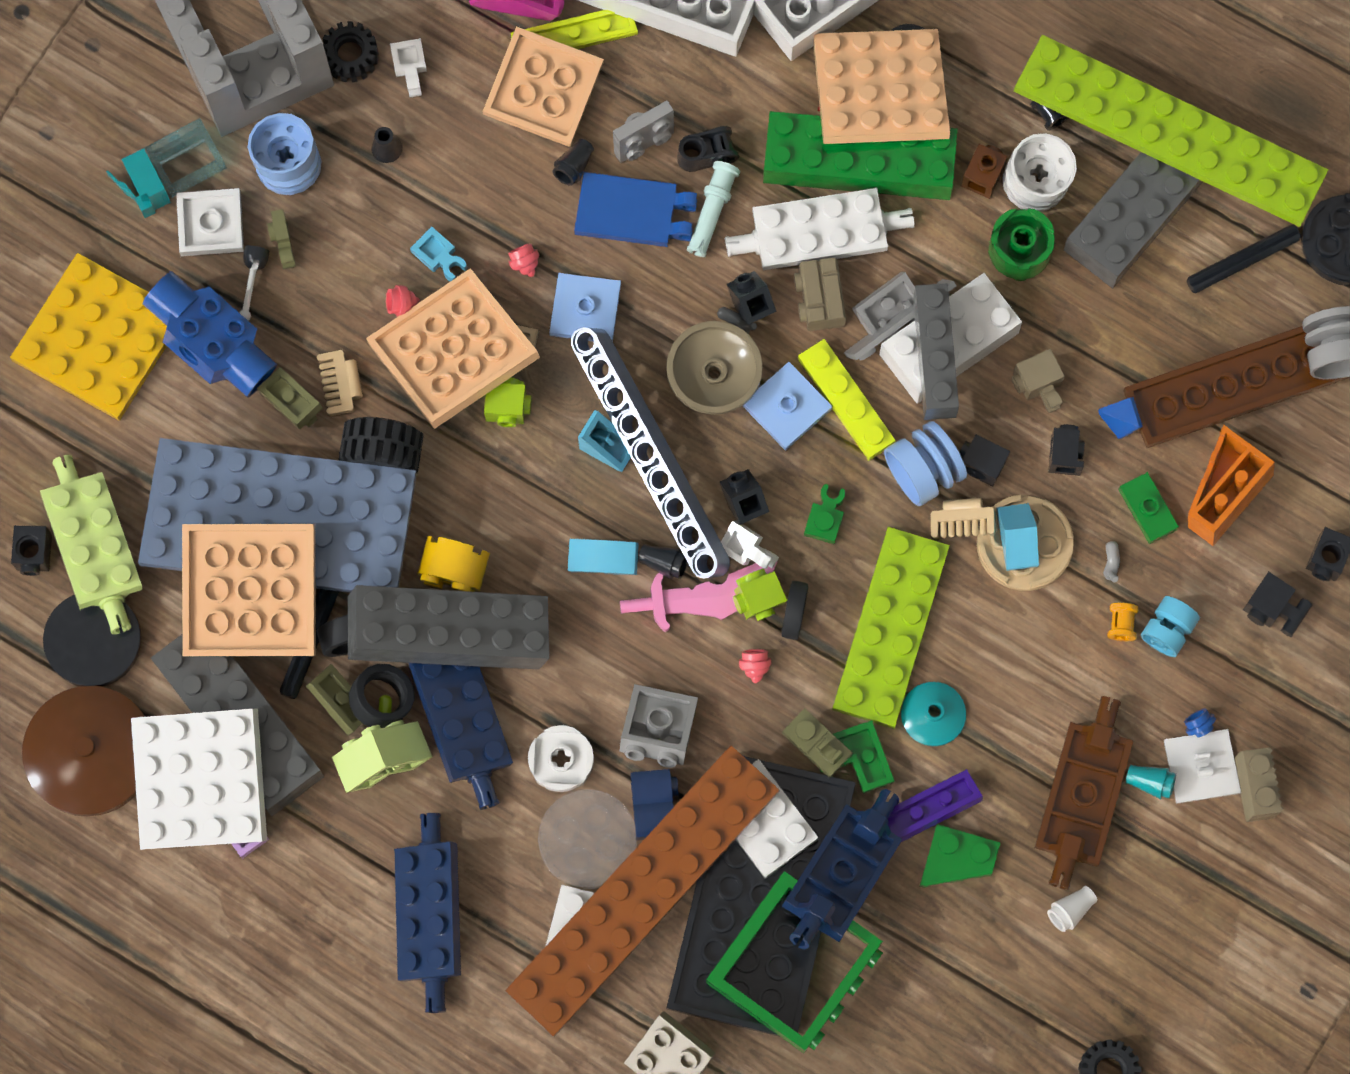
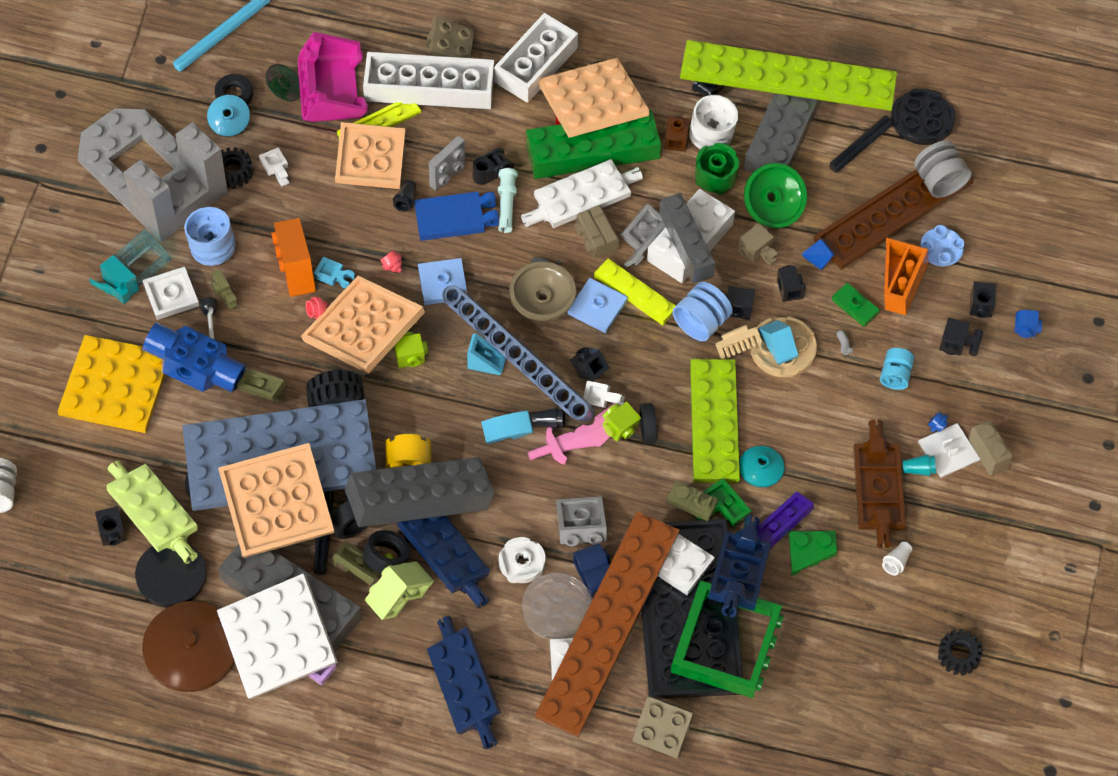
camera: 20 degrees left, 15 degrees down
(347, 382) = (295, 366): tan piece -> none
(386, 146) = (275, 214): black cone -> none
(390, 214) = (294, 256): none -> orange wedge
(751, 297) = (551, 243): black brick -> none
(755, 663) = (632, 466): coral plate -> none
(825, 519) = (646, 366): green plate -> none
(1101, 327) = (787, 191): none -> green dish
(1122, 622) = (865, 375): light orange bush -> none
(1302, 454) = (943, 246): none -> light blue dish

